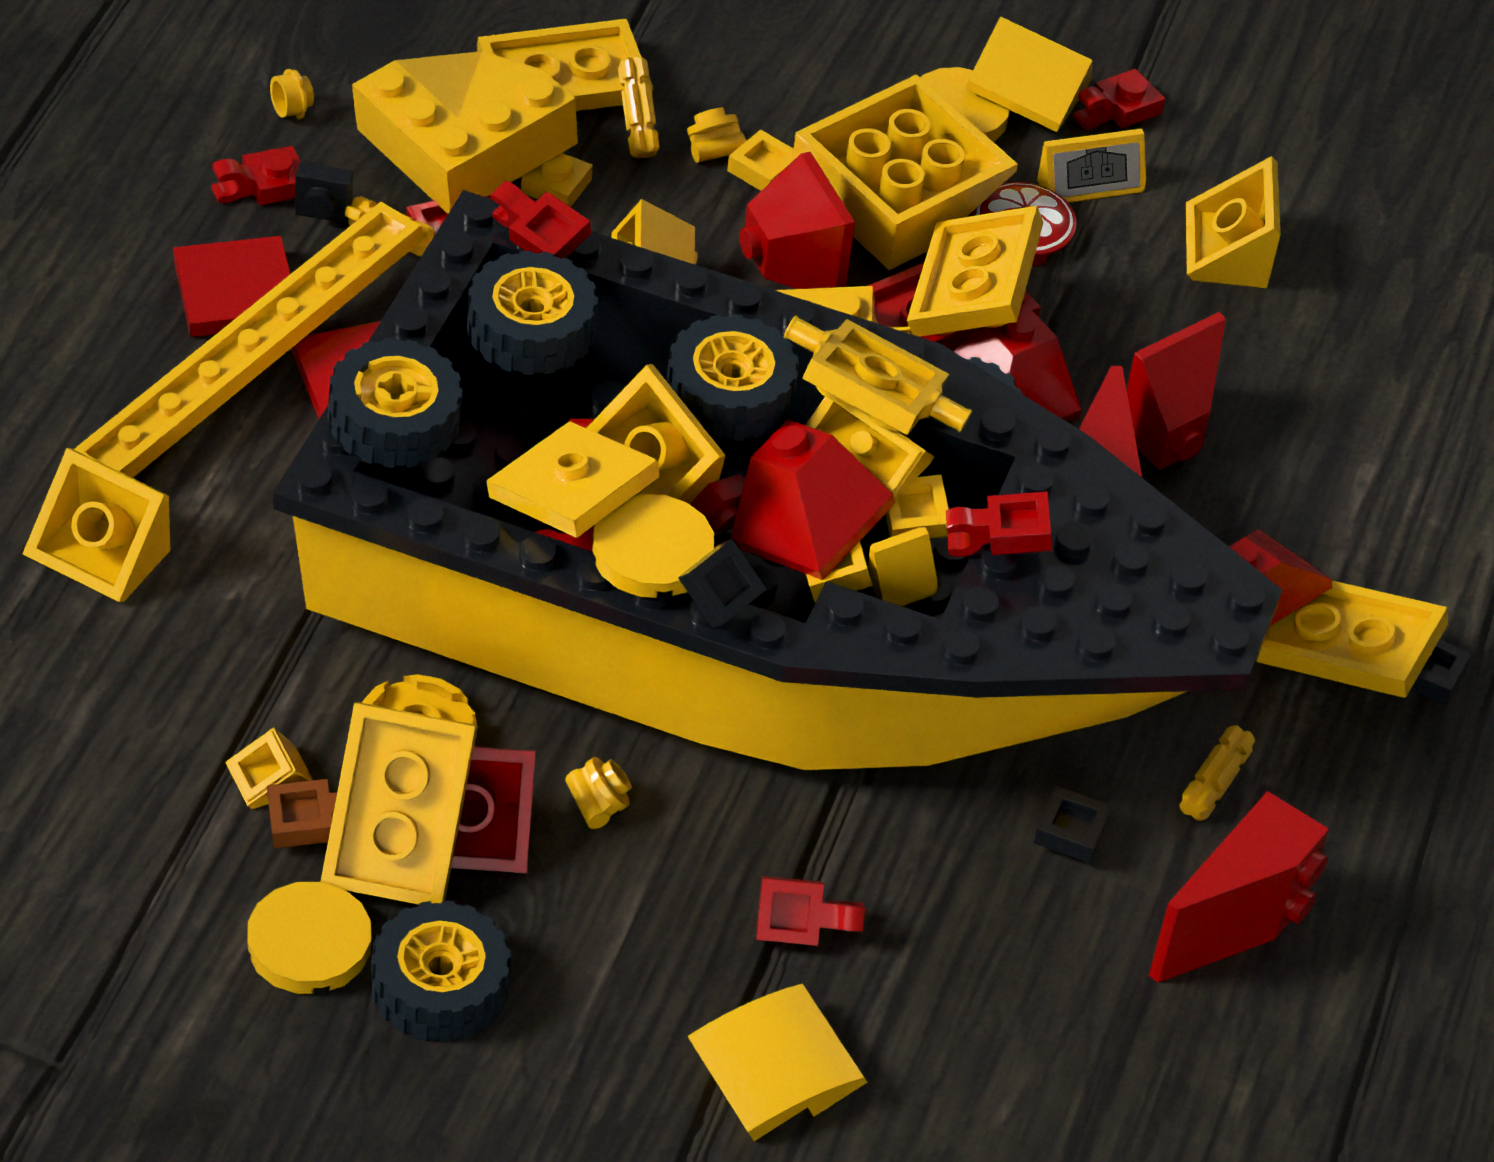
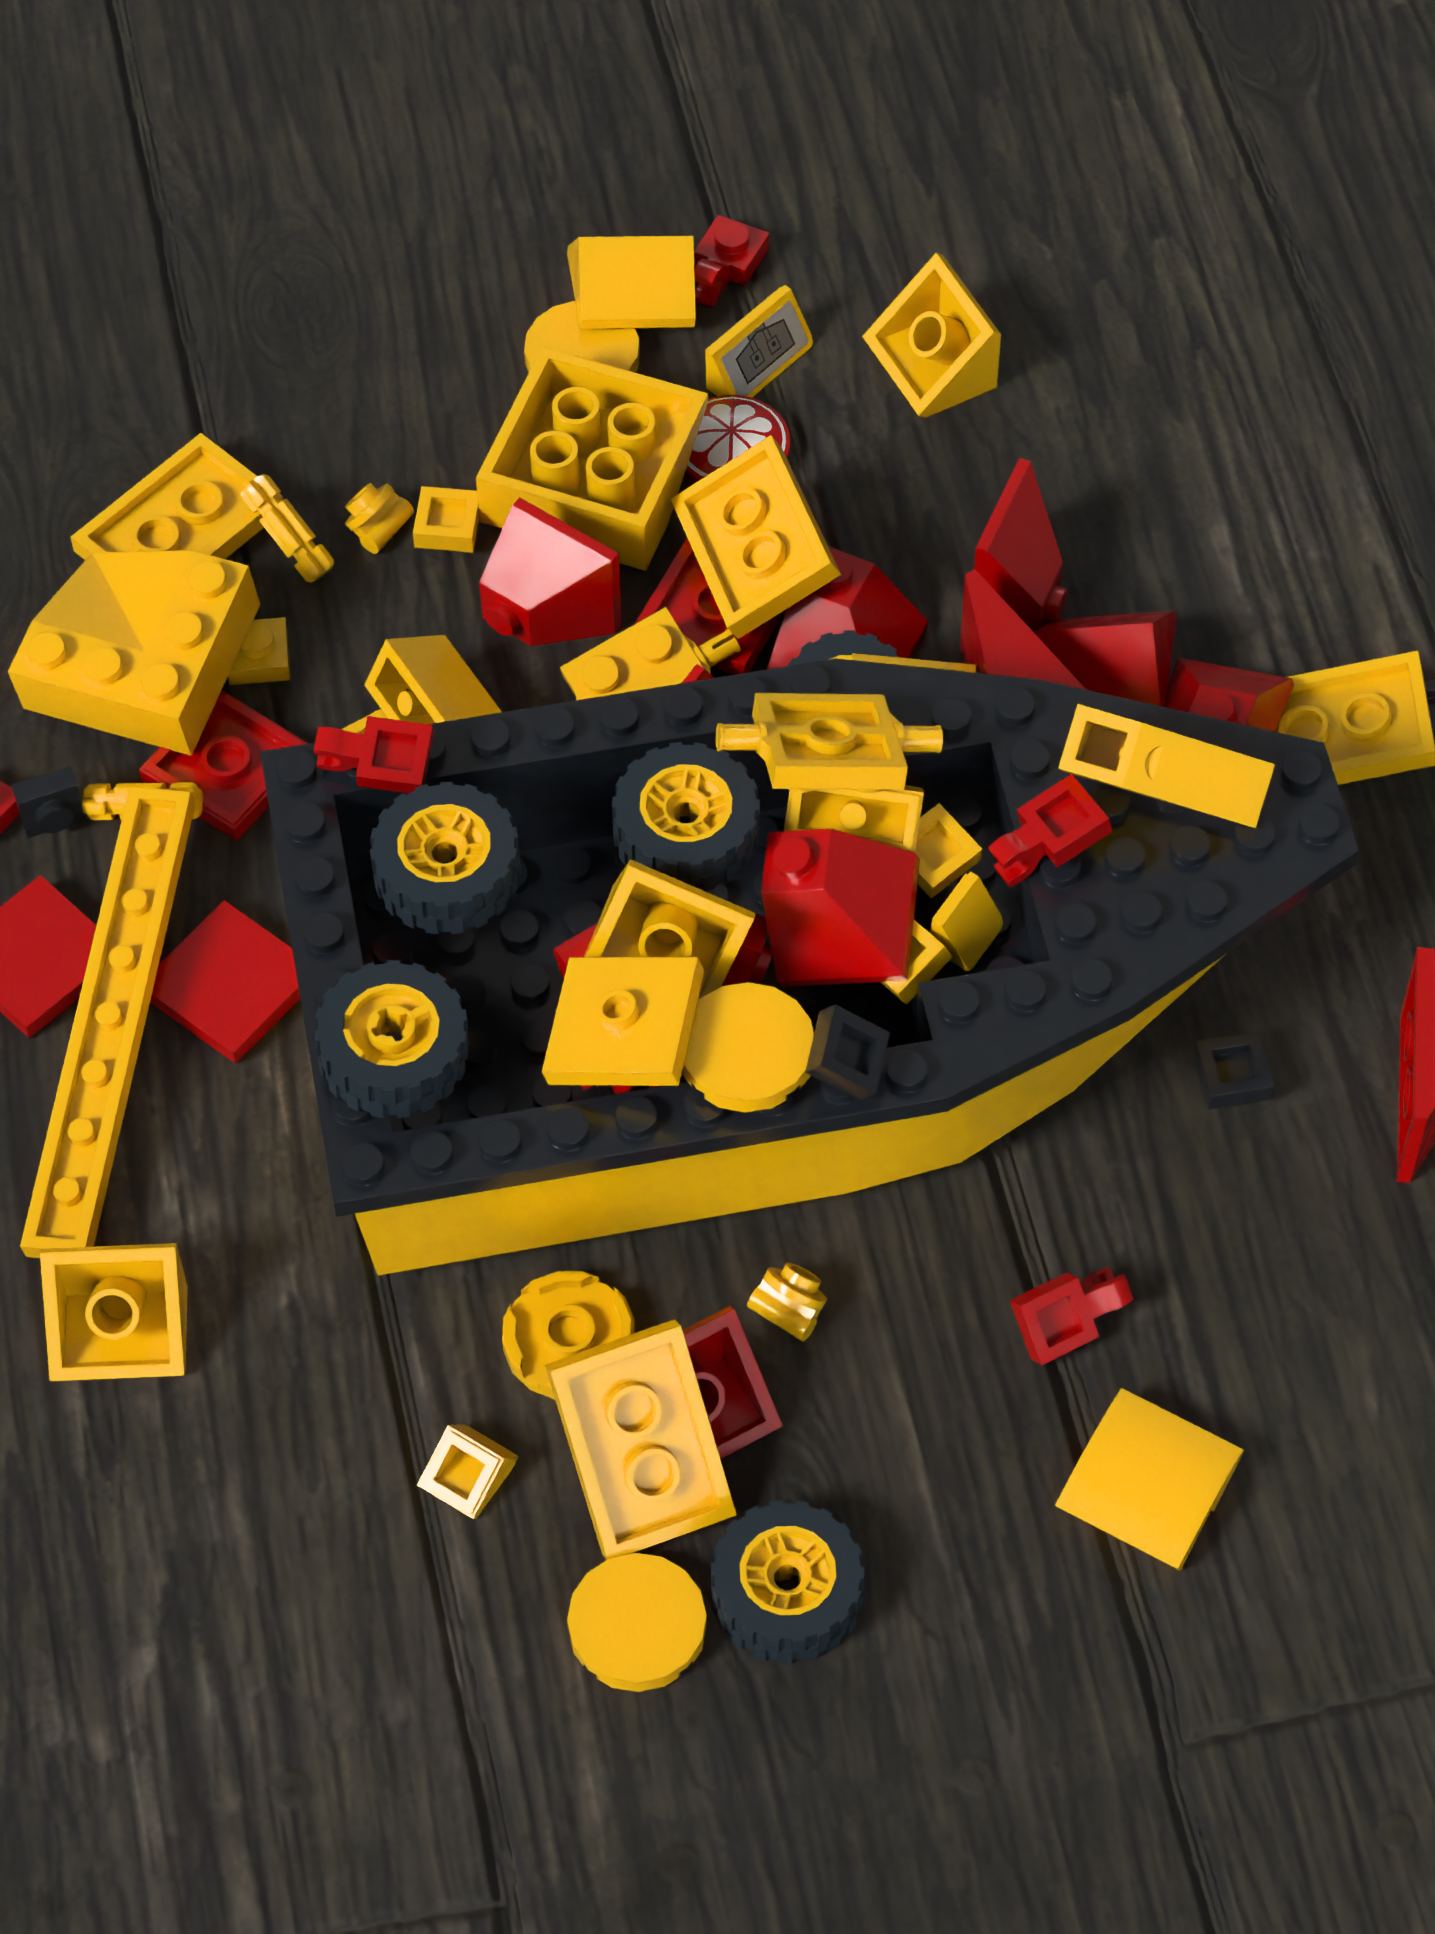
camera: 25 degrees left, 10 degrees up
(300, 812) = (539, 1496): dark orange plate -> none
(1124, 522) = (1166, 766): none -> yellow slope
(1209, 494) = (1116, 653): none -> red slope
(1217, 773) = (1317, 943): yellow axle -> none

